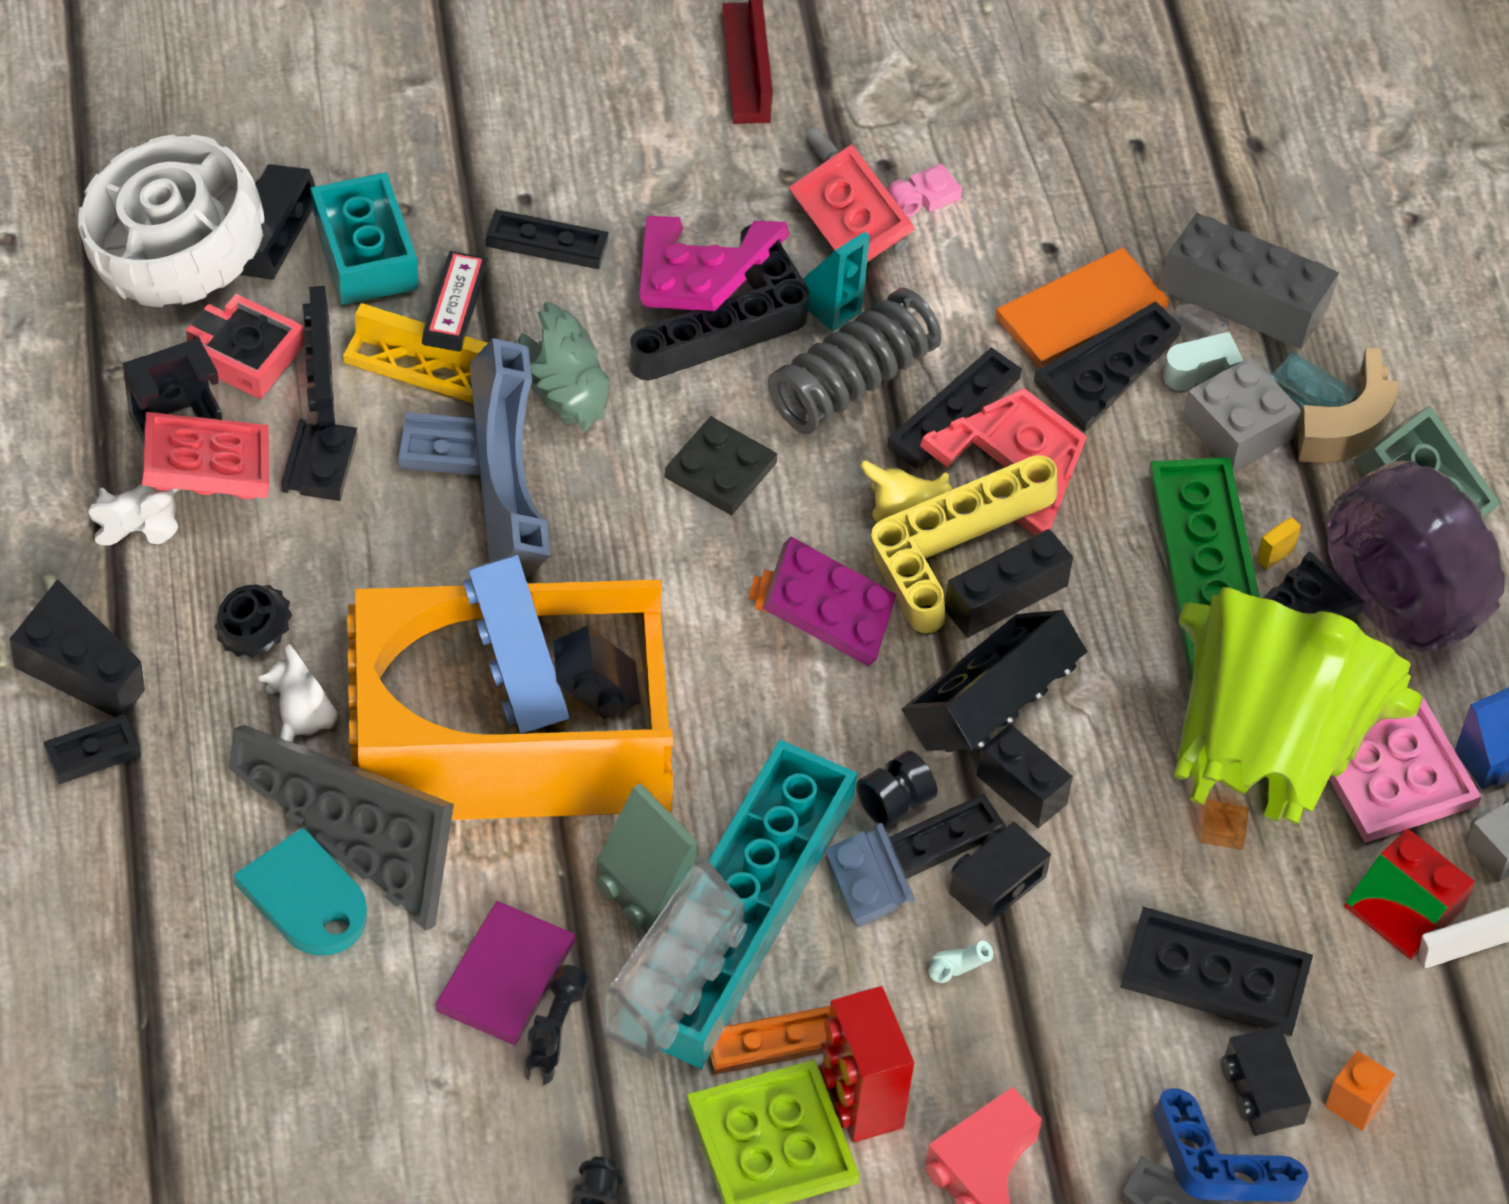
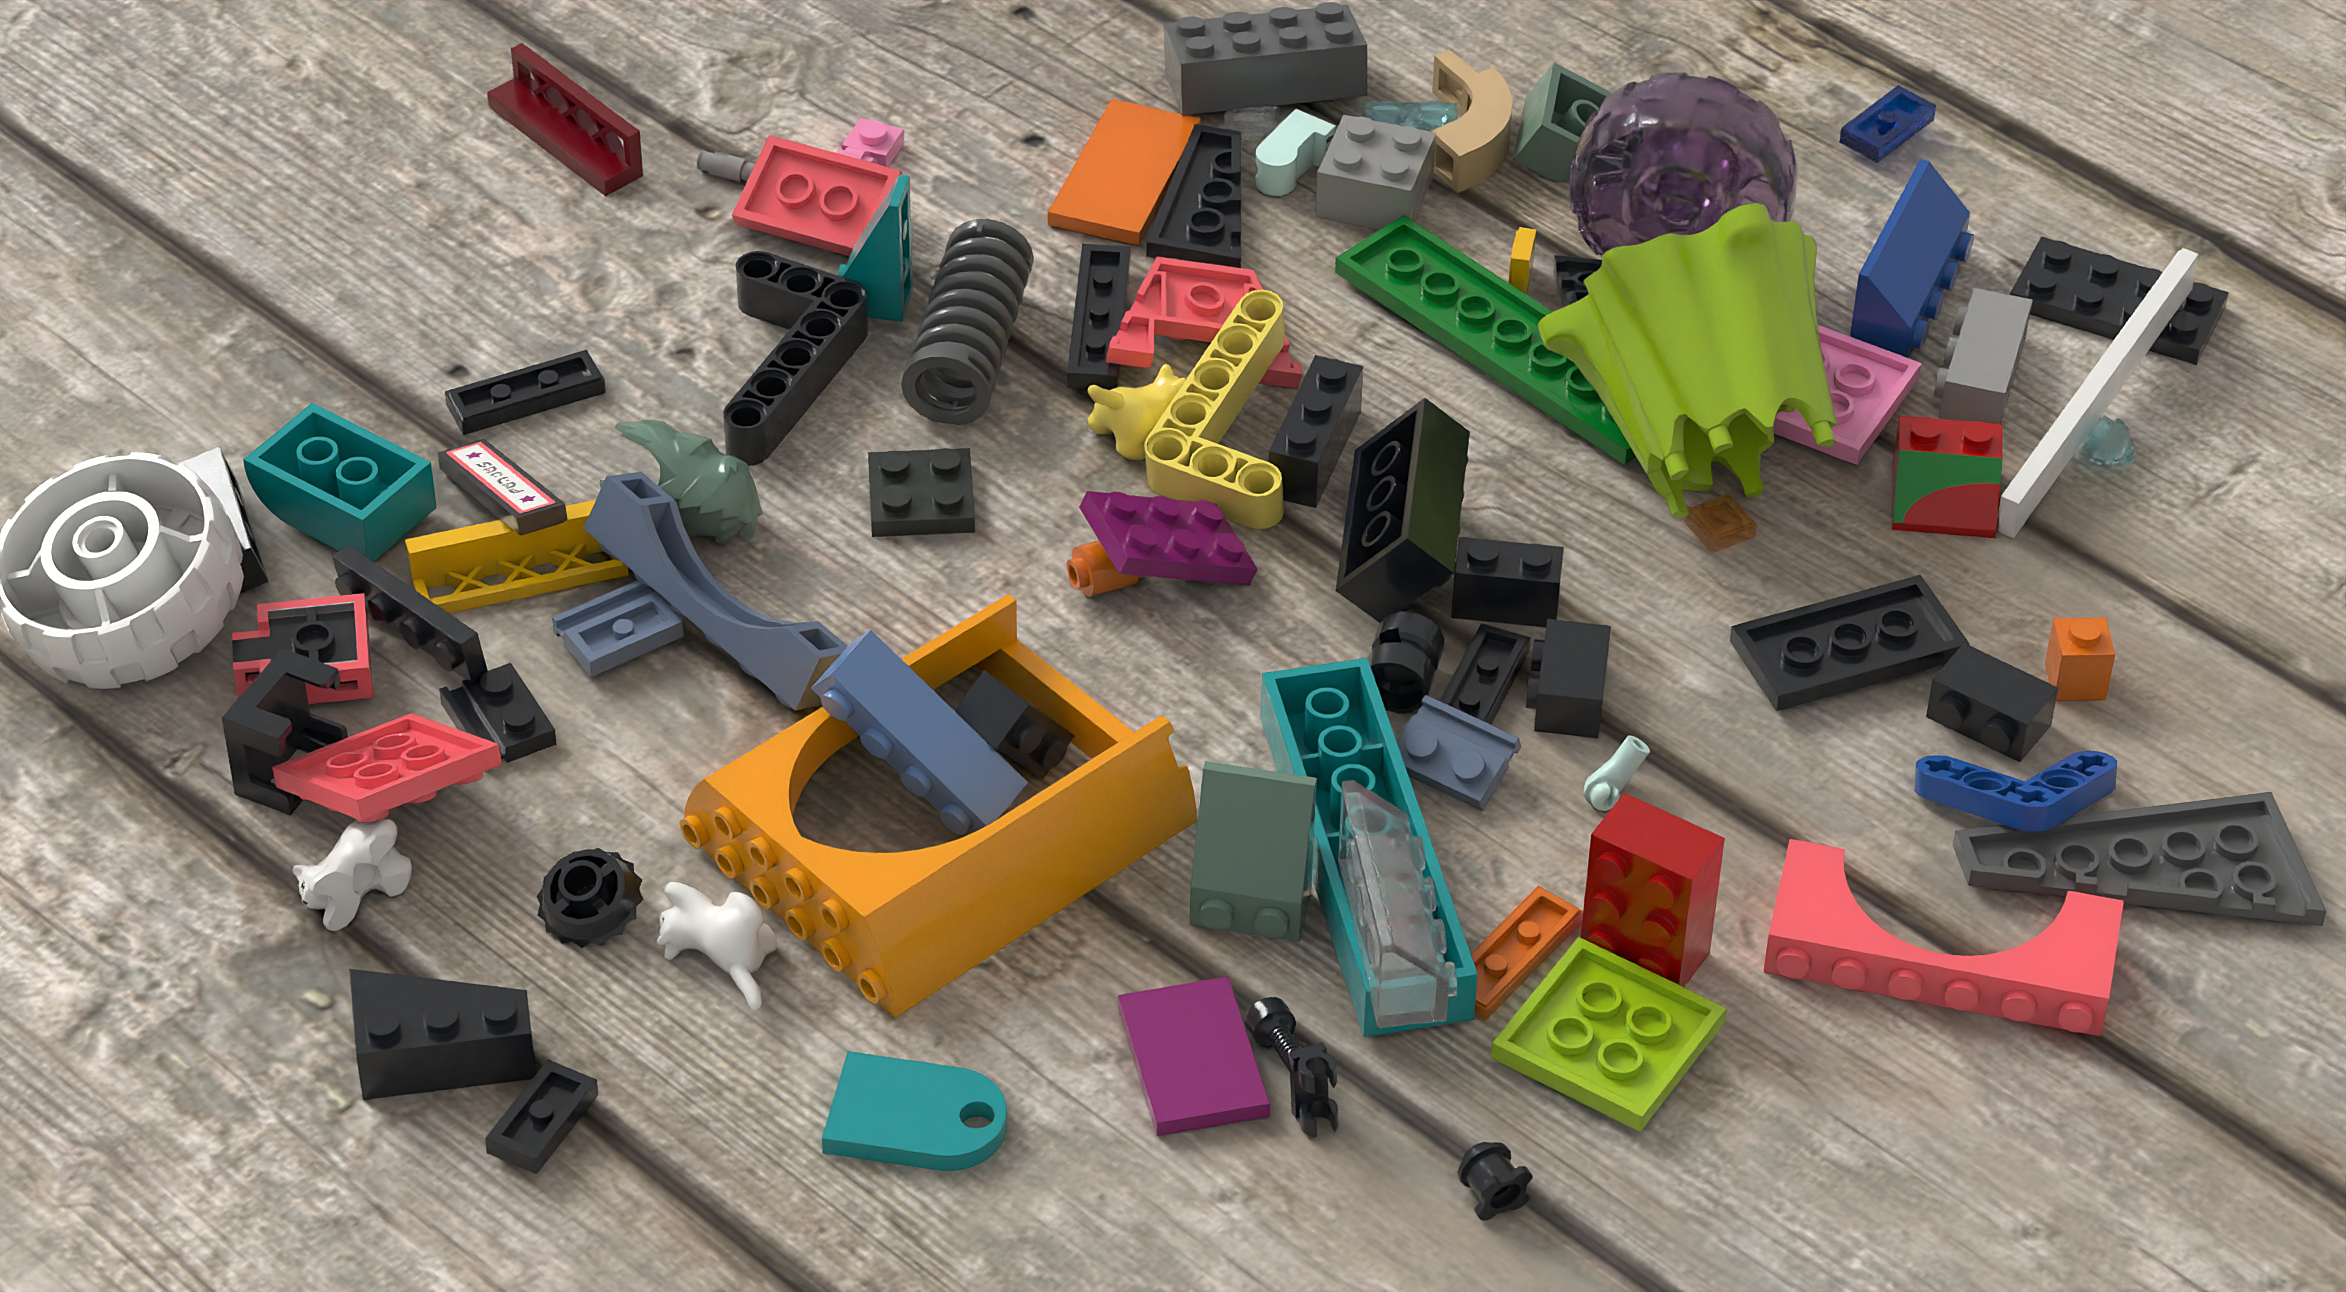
camera: 35 degrees left, 10 degrees down
(358, 816) = (919, 995): dark grey wing -> none
(698, 275) = (728, 332): dark pink wing -> none

